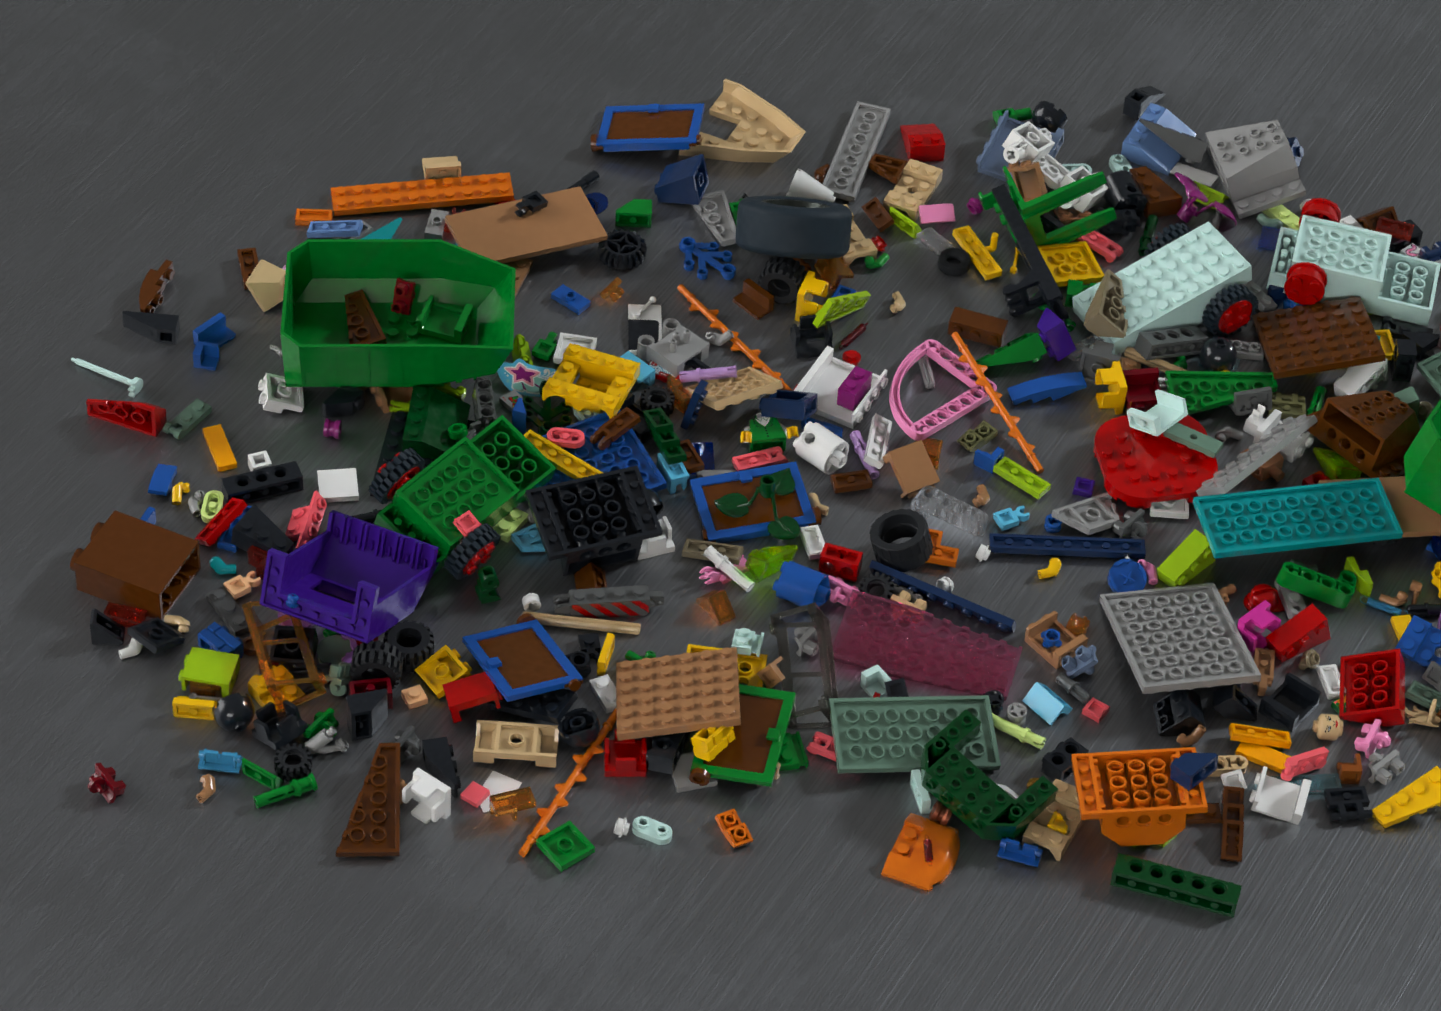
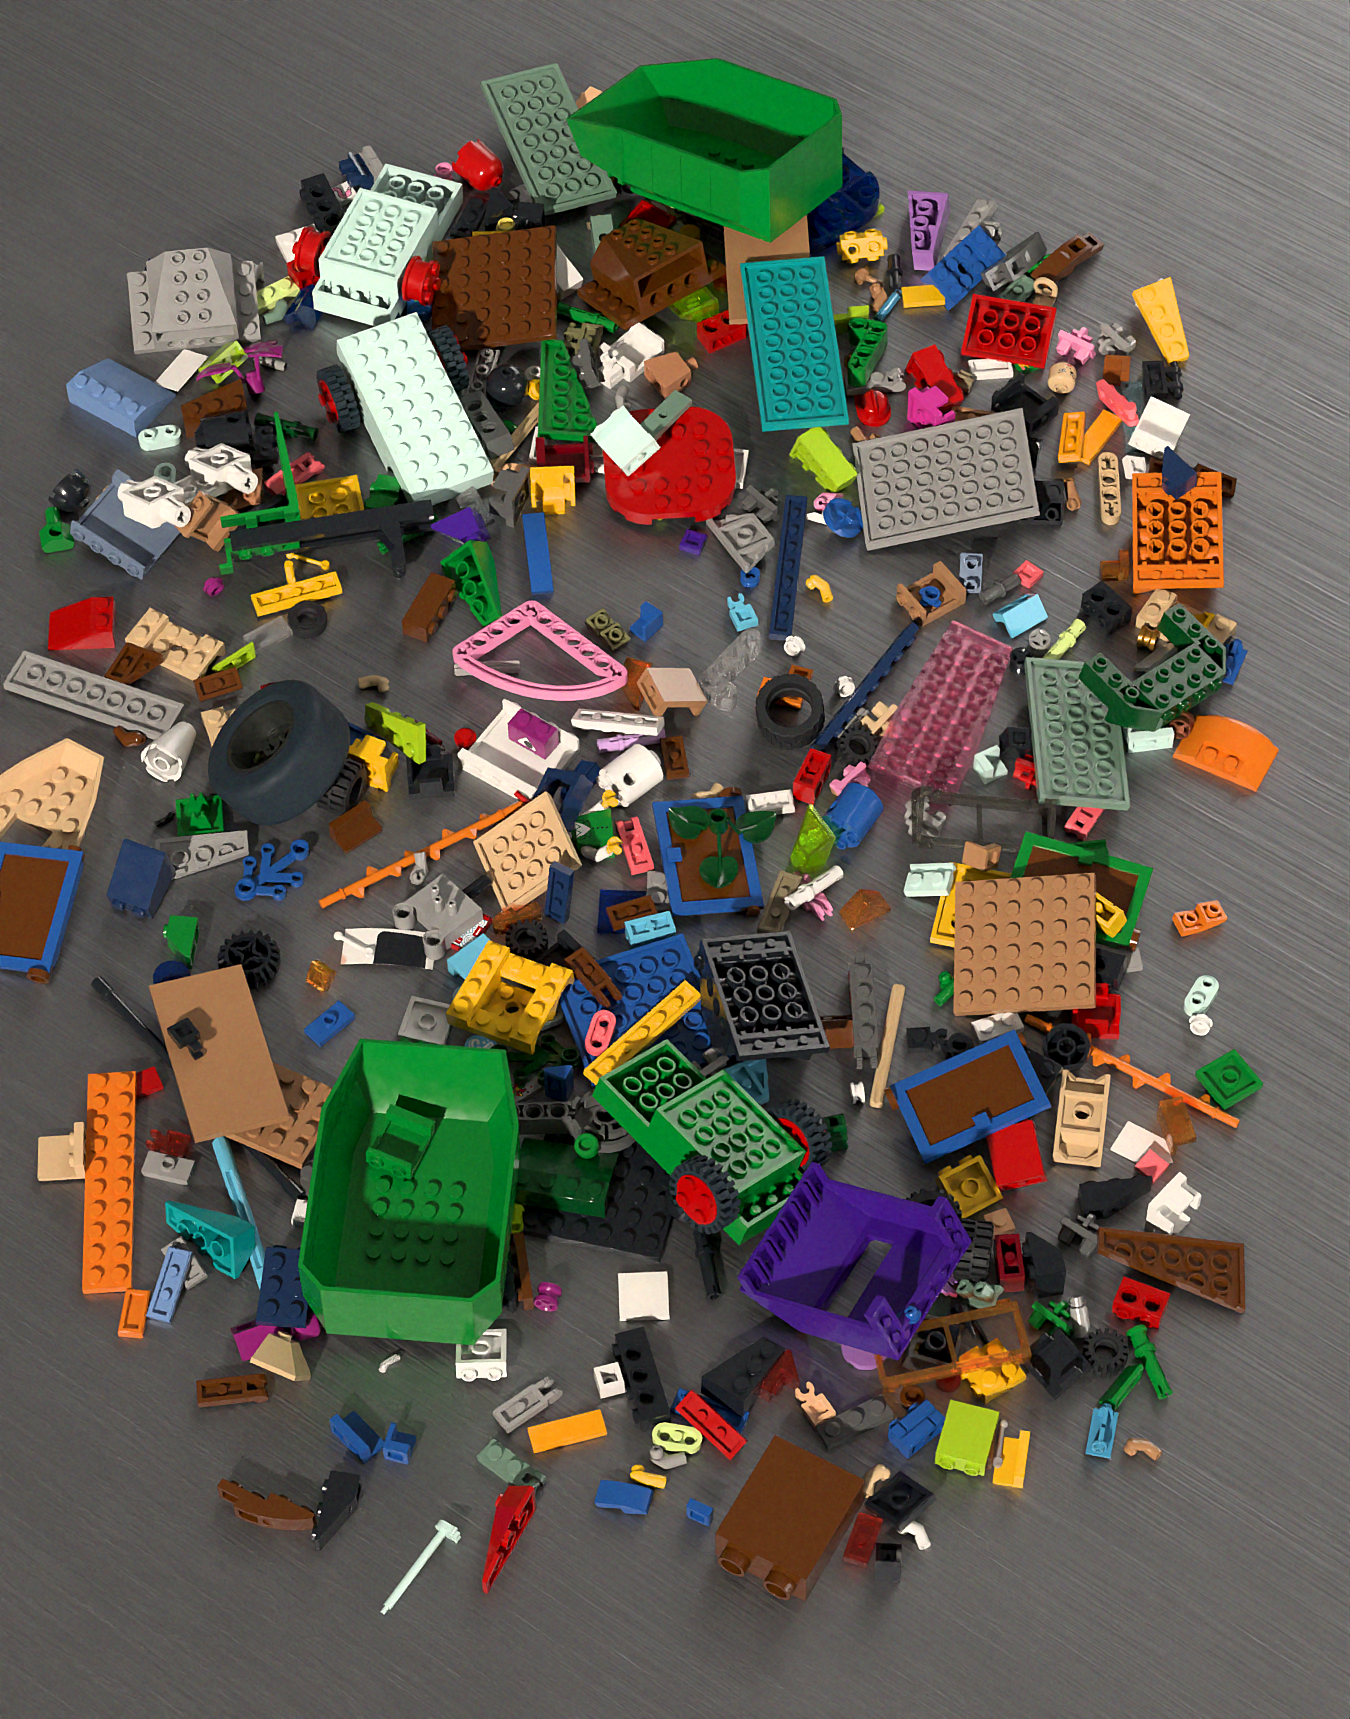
camera: 80 degrees left, 10 degrees up
(103, 782) = (1140, 1558): dark red hips -> none
(220, 567) = (782, 1427): teal arm -> none
(234, 712) = (1037, 1409): black cylinder -> none
(240, 423) = (526, 1404): none -> light grey hinge
(306, 520) = (715, 1335): coral bracket -> none
(339, 783) = (1143, 1297): none -> red brick
(356, 413) = (521, 1271): none -> reddish brown plate
(361, 320) = (400, 1238): reddish brown wing -> none
(403, 296) = (363, 1185): dark red hips -> none
(466, 523) = (777, 1128): coral tile -> none
(605, 655) = (940, 1019): yellow tile -> none
(664, 436) = (610, 928): dark green slope -> none
(708, 374) = (493, 888): lavender pin -> none
(928, 850) = (1241, 737): clear red piece -> none
(936, 213) = (227, 625): bright pink slope -> none
(982, 497) = (701, 635): medium nougat arm -> none
(998, 408) = (549, 602): orange plant -> none
(1021, 477) = (681, 593): lime plate -> none
(1078, 625) = (906, 573): clear orange tile -> none
(1106, 310) = (464, 468): dark tan wedge -> none
(1139, 99) = (49, 397): black slope -> none
(1175, 885) = (1274, 535): dark green brick -> none
(1186, 145) = (137, 366): dark grey wedge -> none
(1256, 455) = (690, 366): light grey plate -> none
(1371, 219) = (283, 213): reddish brown panel -> none
(1395, 228) = (323, 193): clear red plate -> none

